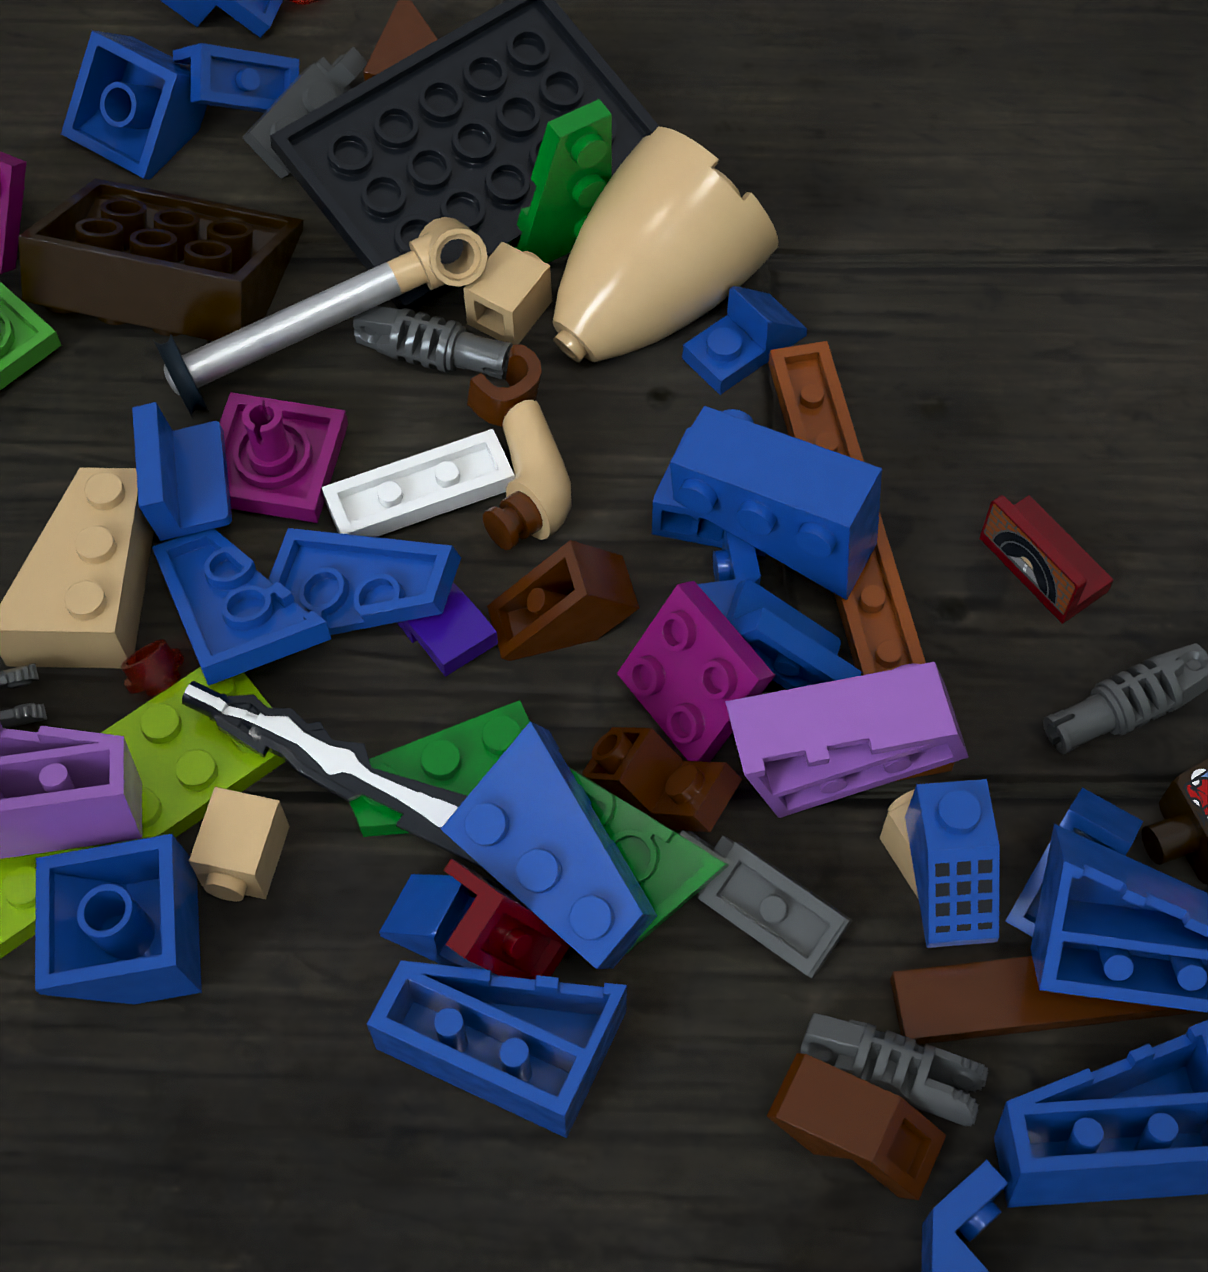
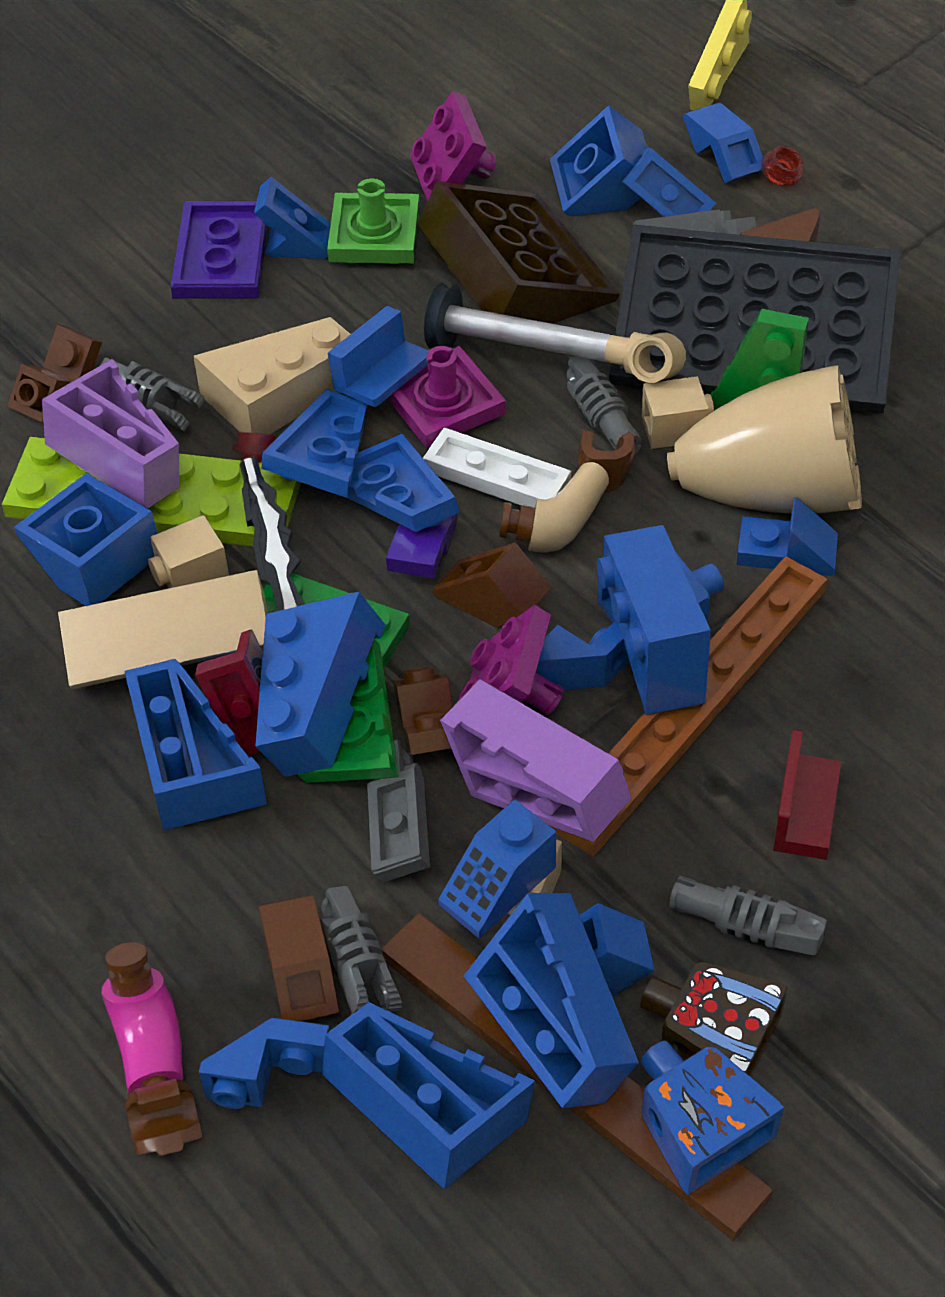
camera: 50 degrees right, 10 degrees down
(329, 945) = (168, 624): none -> tan brick
(786, 639) = (579, 697): blue panel -> none

